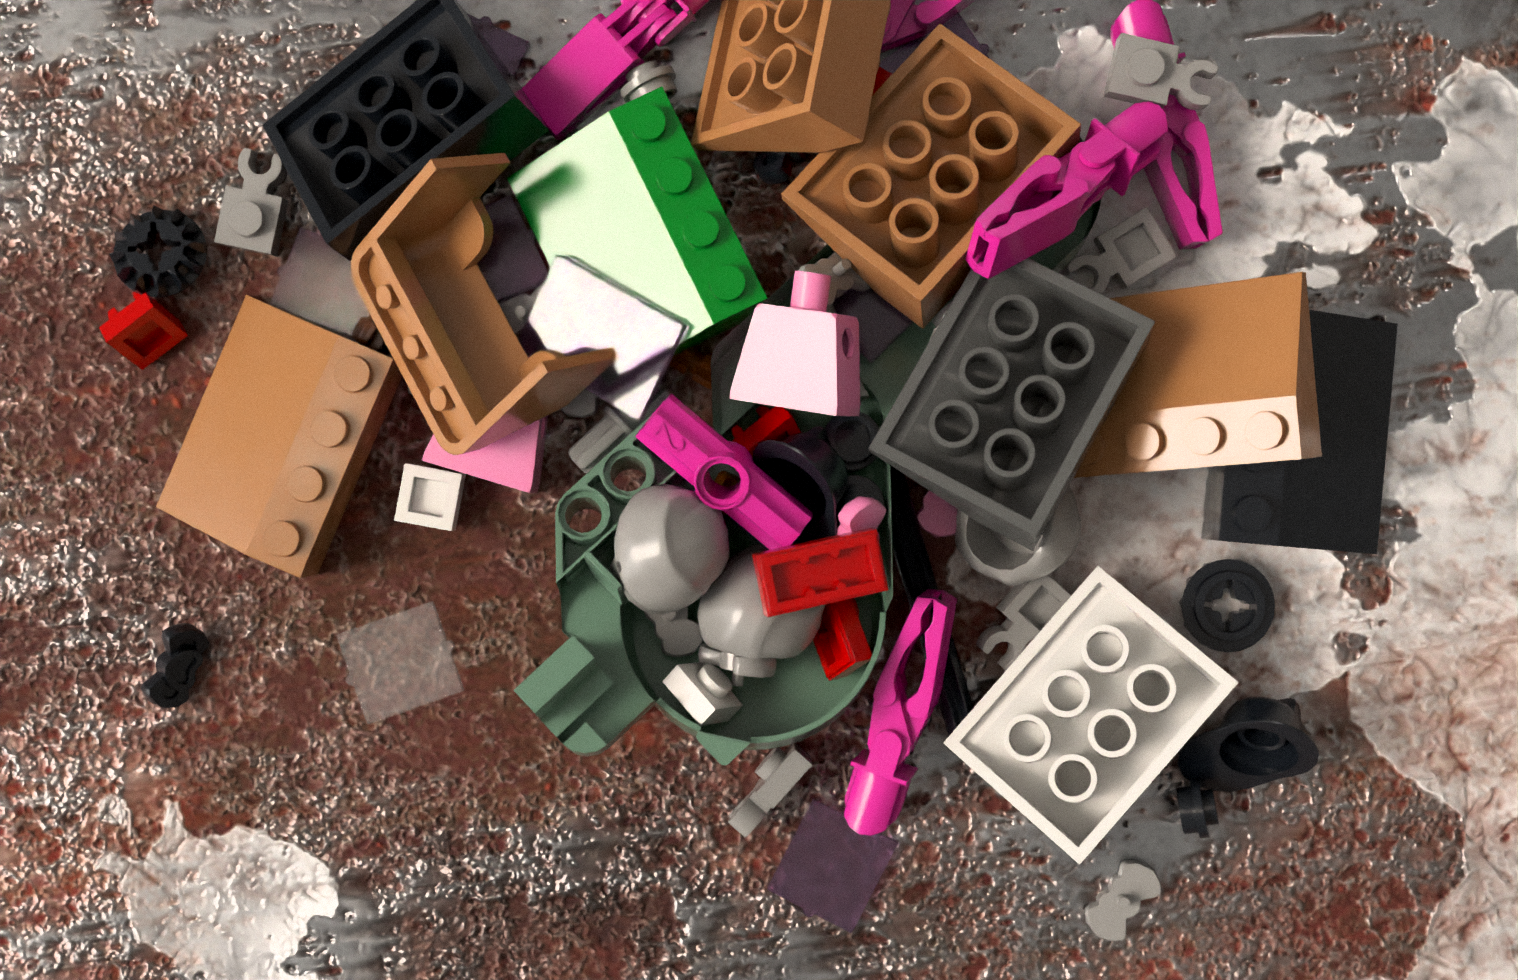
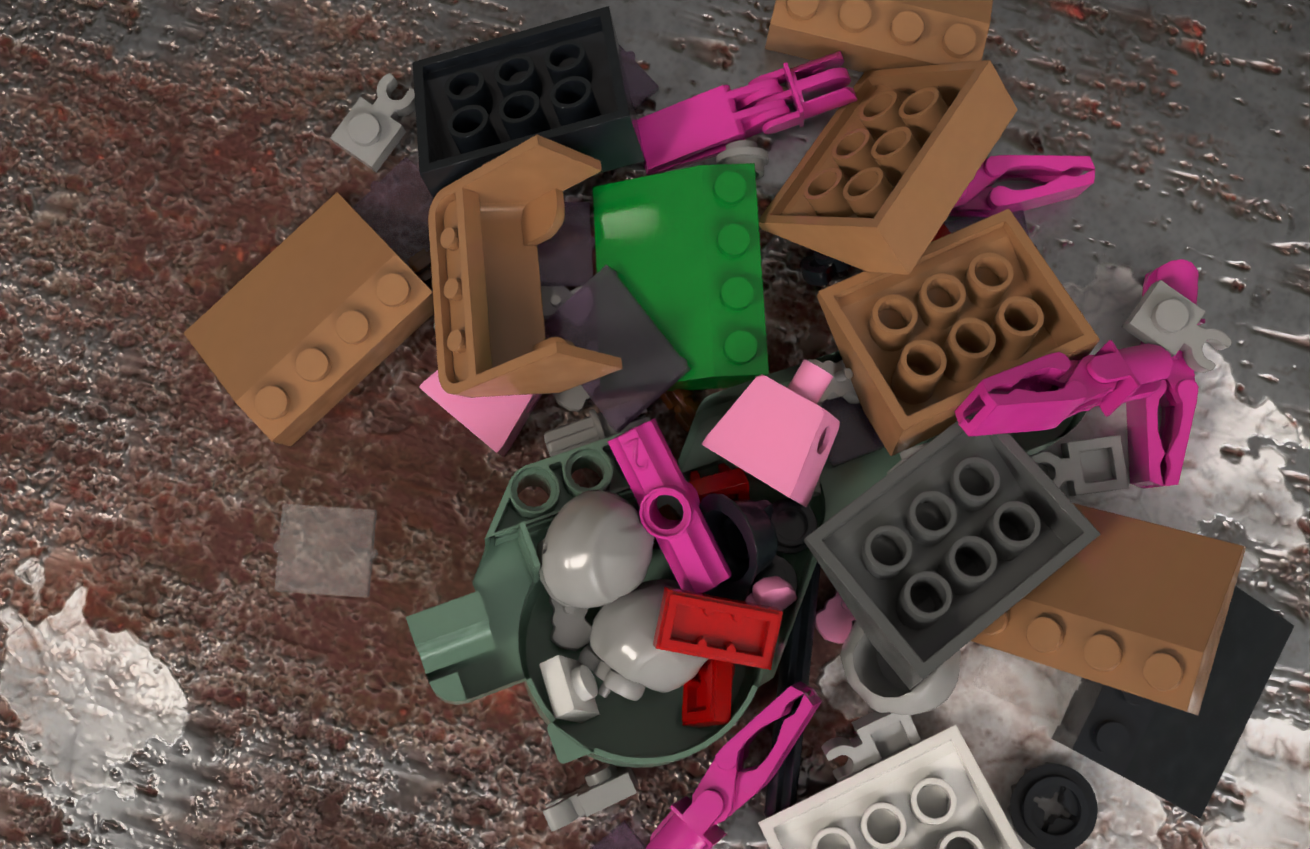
camera: 30 degrees right, 5 degrees down
(142, 330) = (238, 184): red tile -> none
(176, 666) = (137, 472): black piece -> none
(177, 266) = (292, 144): black gear -> none
(430, 497) = (412, 421): white plate -> none

